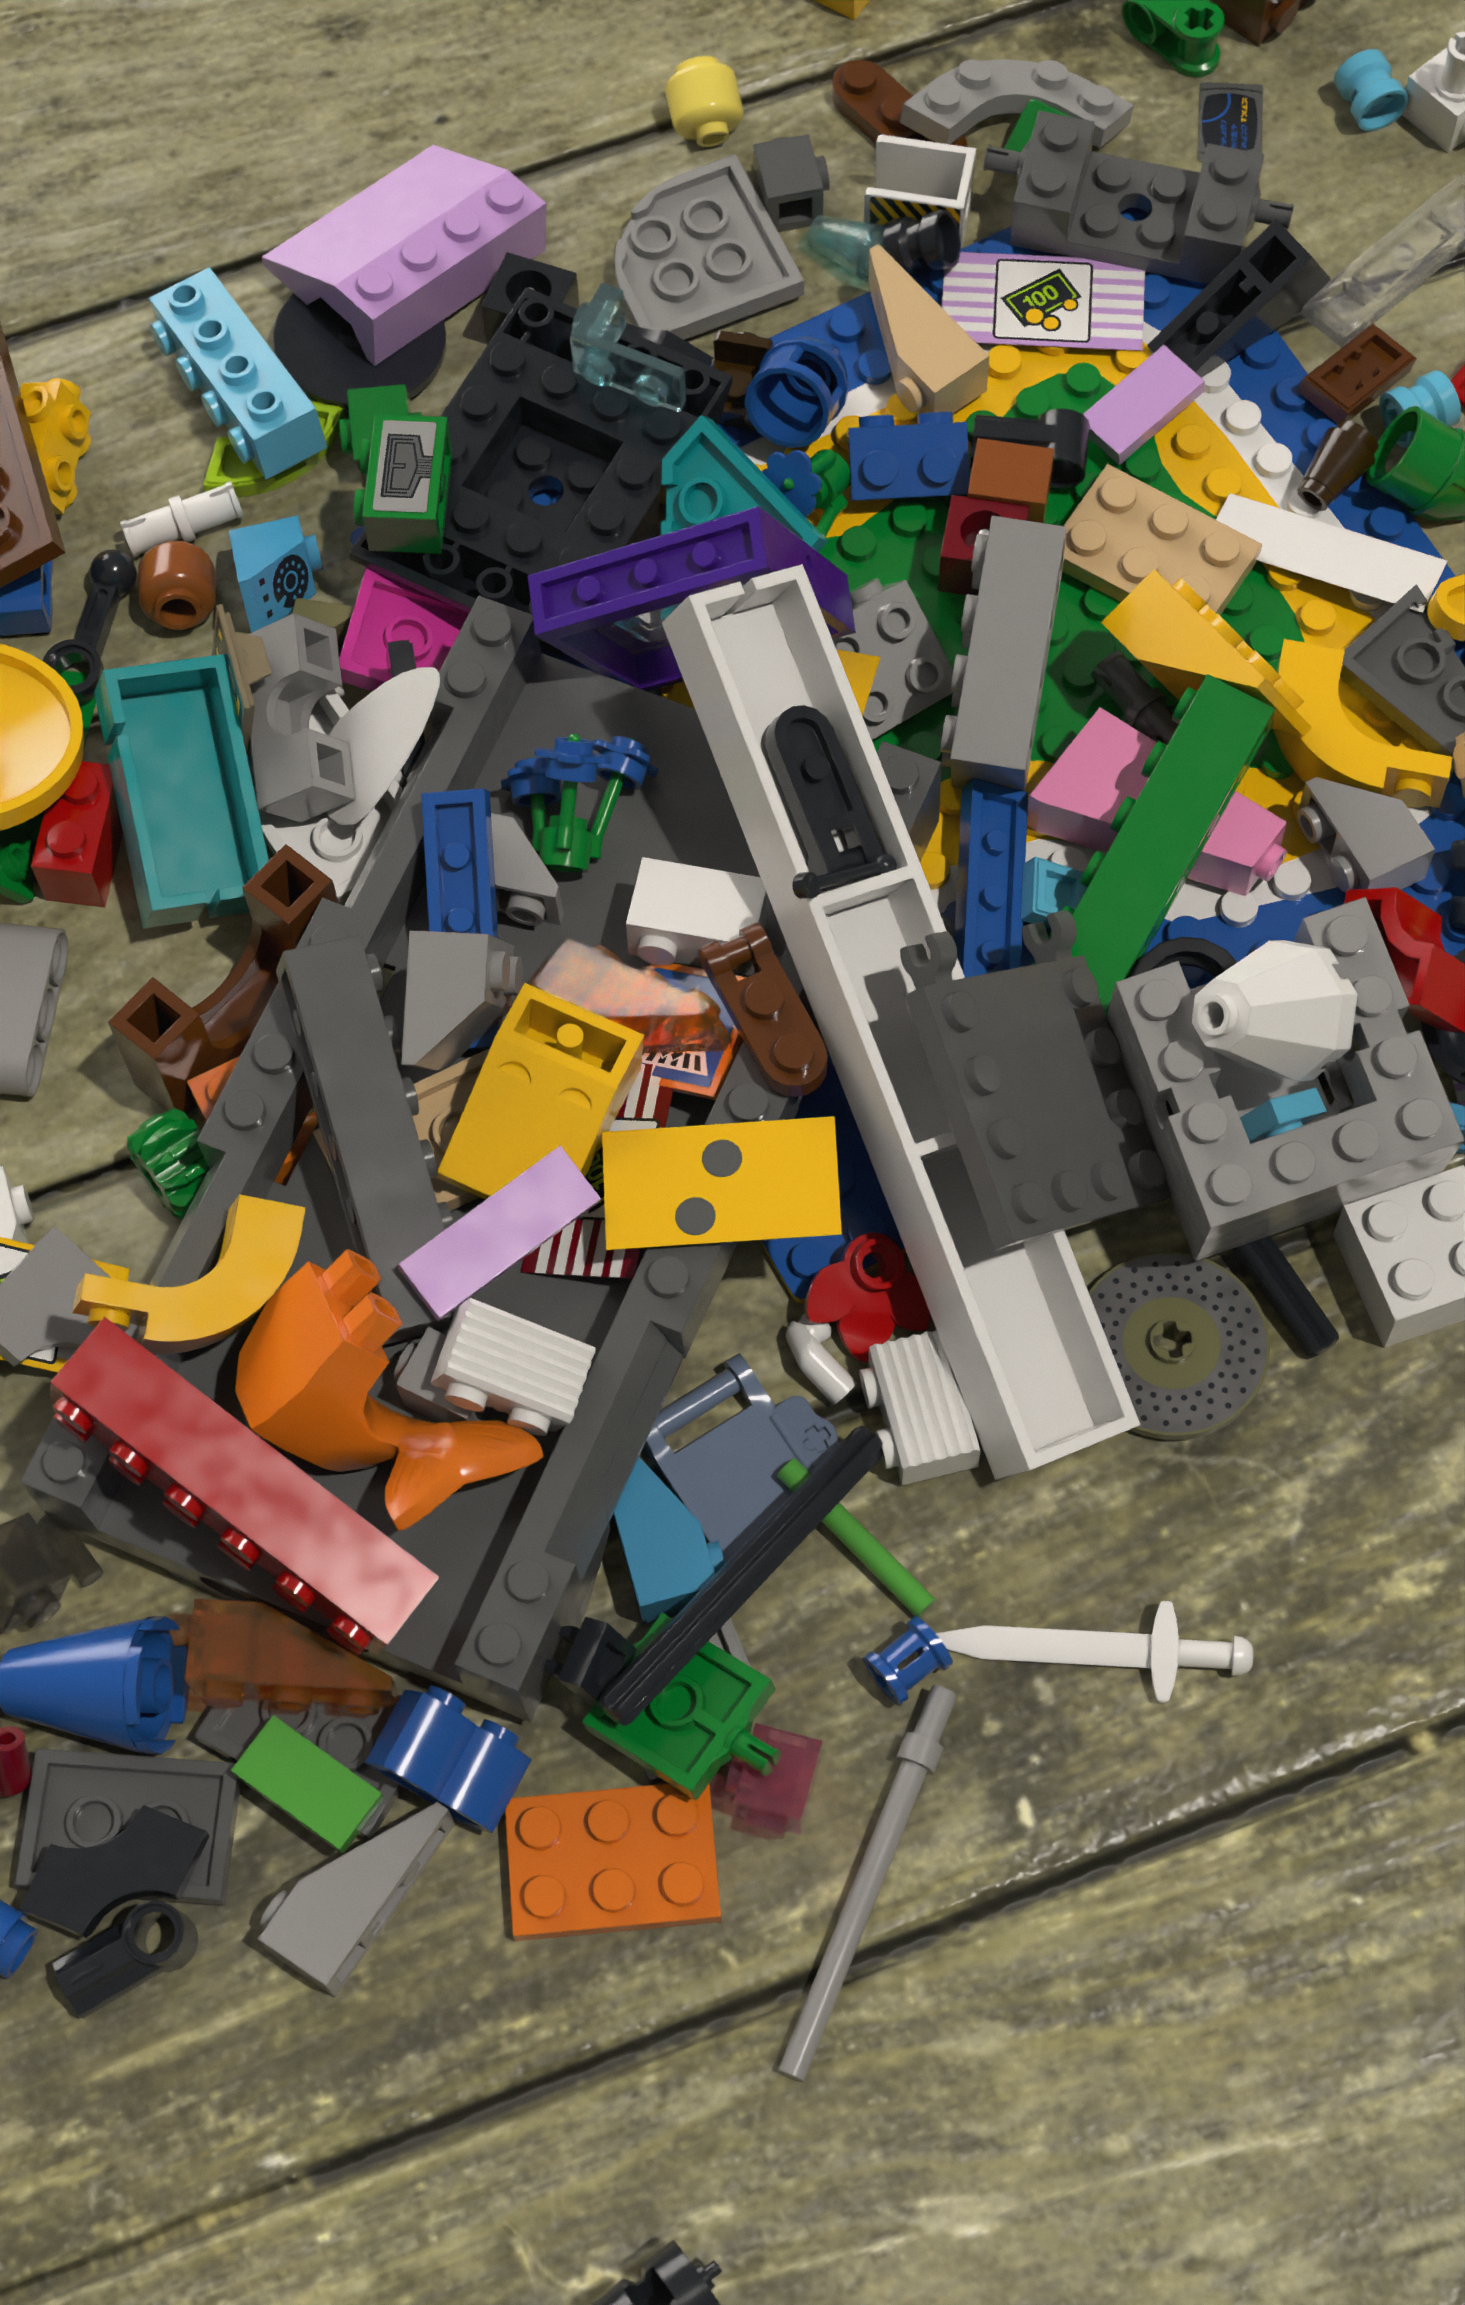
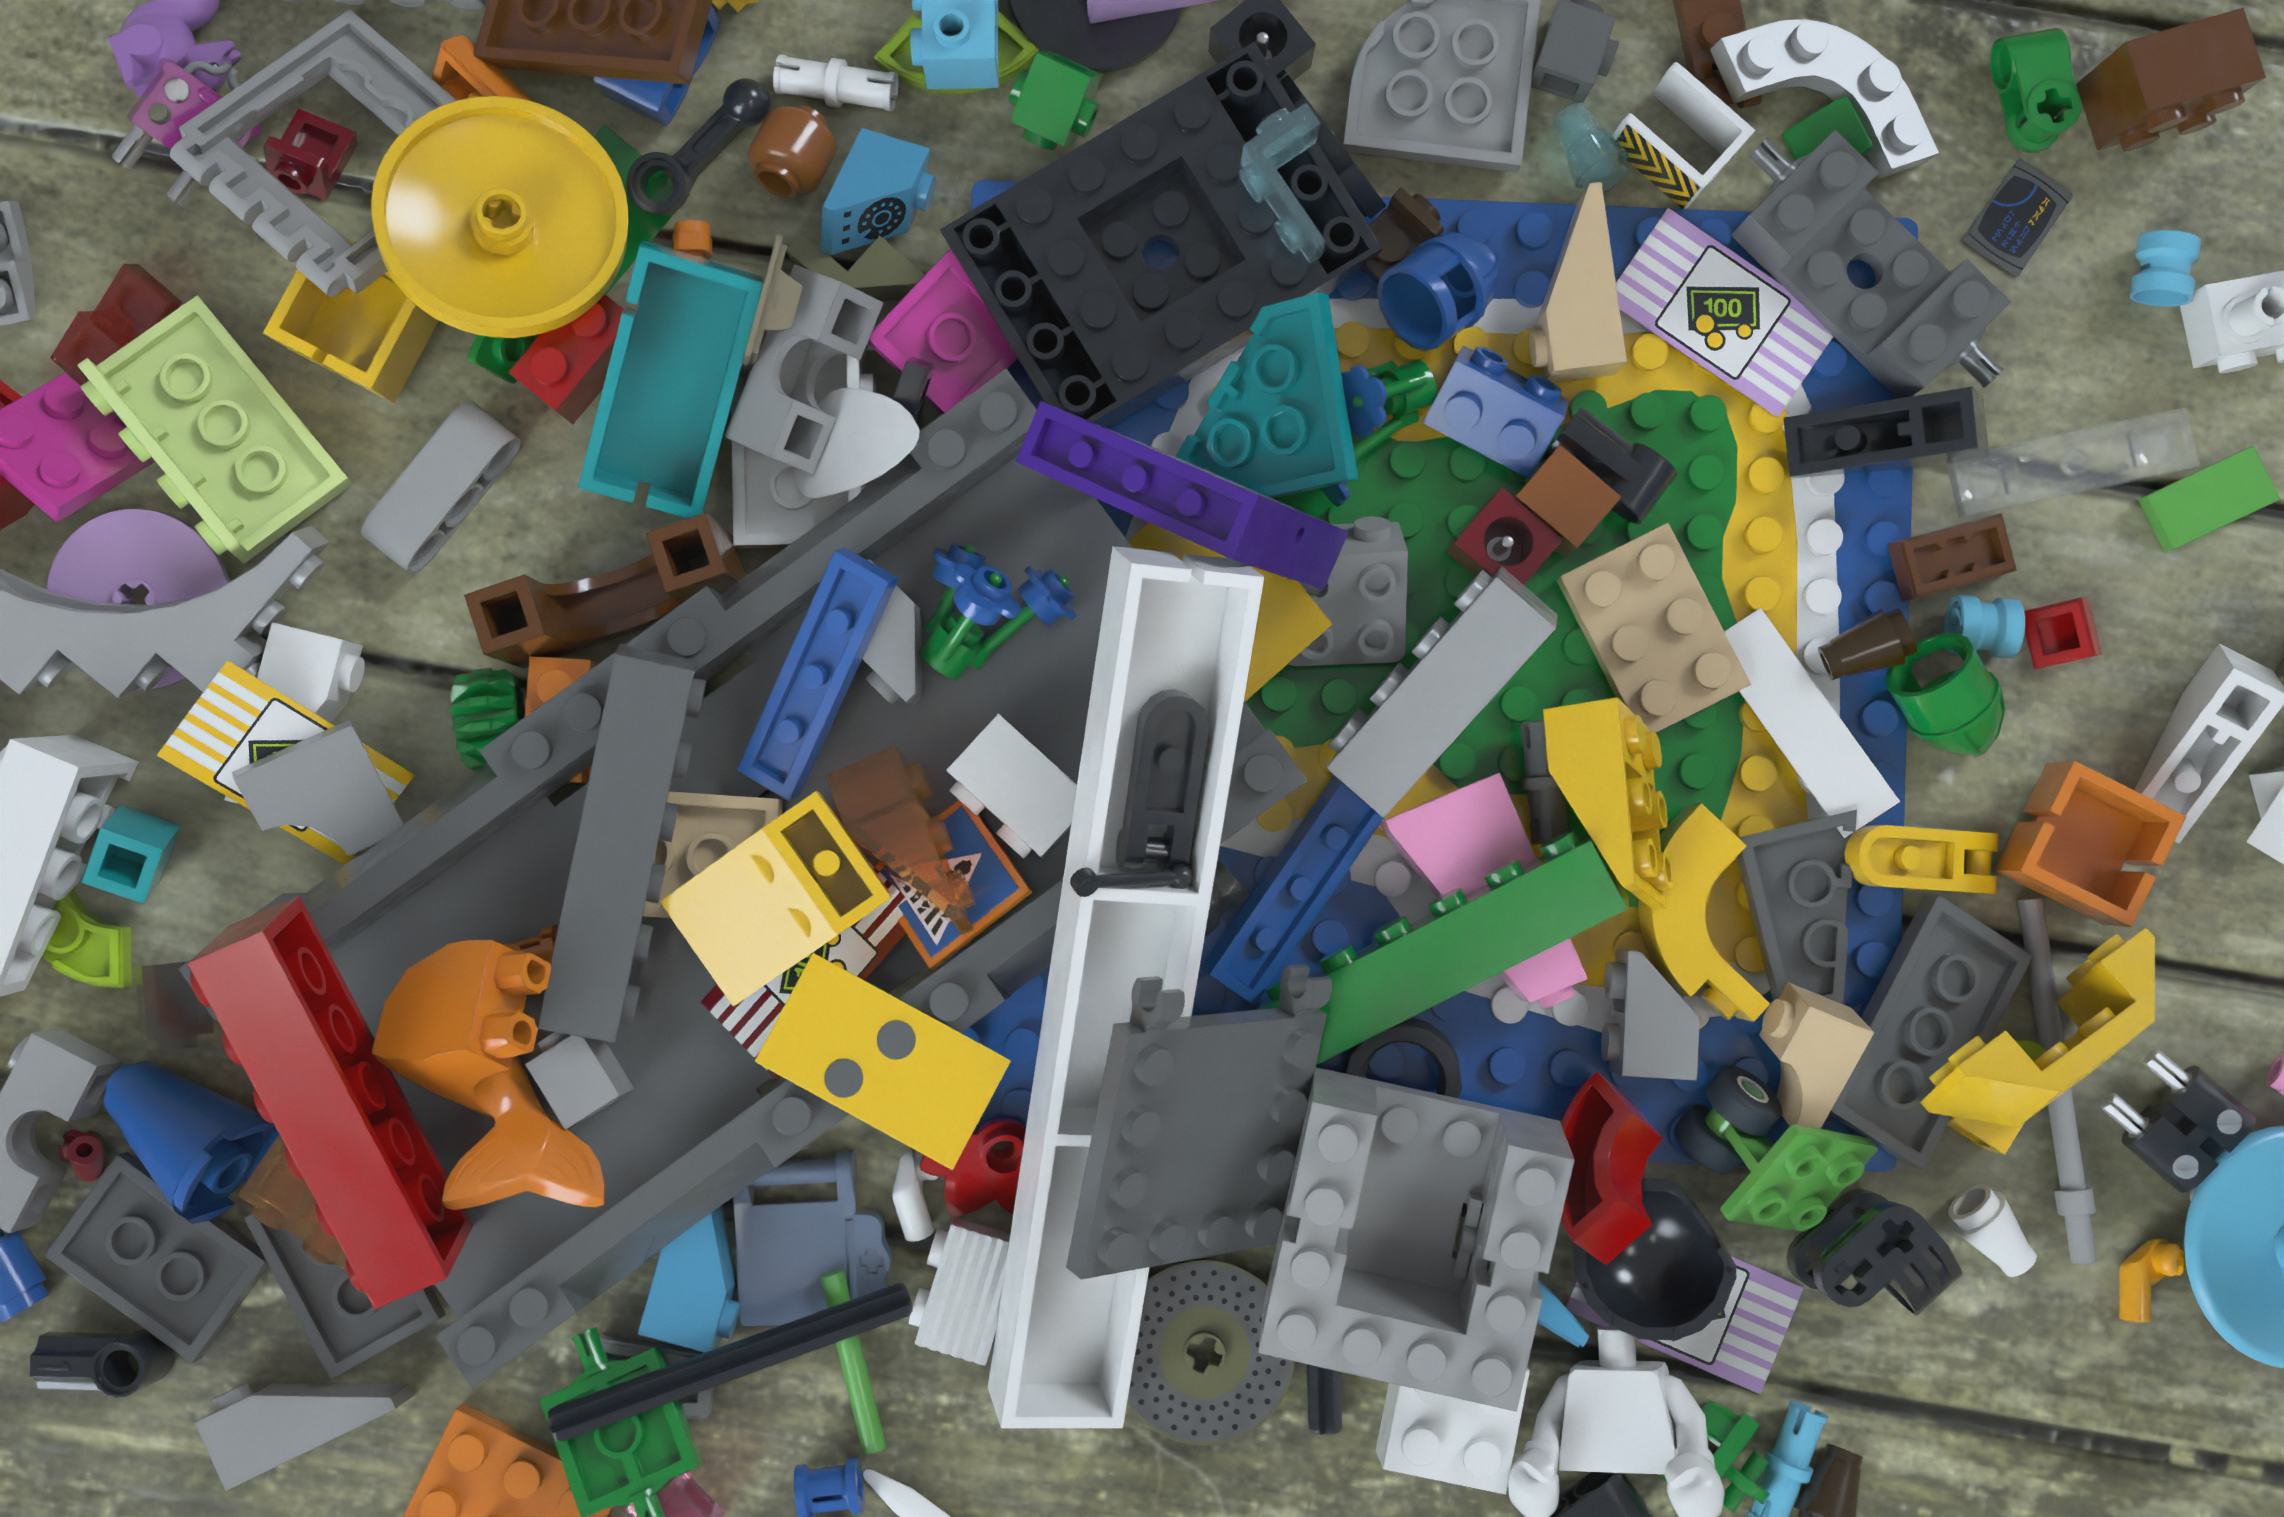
camera: 25 degrees right, 20 degrees up
(85, 1884) = (95, 1293): black tile -> none
(252, 1264) = (407, 917): yellow arch -> none
(307, 1784) = (302, 1318): bright green tile -> none
(405, 483) = (1016, 201): brick -> none
(450, 1758) = (410, 1367): blue brick -> none
(454, 994) = (757, 754): light grey slope -> none
(498, 1233) = (670, 999): lavender tile -> none
(512, 1367) = (617, 1120): white brick -> none
(594, 1659) = (566, 1373): black tile -> none
(767, 1012) = (1011, 933): reddish brown plate -> none
(923, 242) = (1644, 192): black wheel -> none
(1048, 889) = (1354, 911): medium azure tile -> none
(1142, 404) = (1738, 479): lavender tile -> none
(1279, 1011) = (1432, 1207): white cone -> none
(1282, 1114) = (1392, 1262): medium azure plate -> none

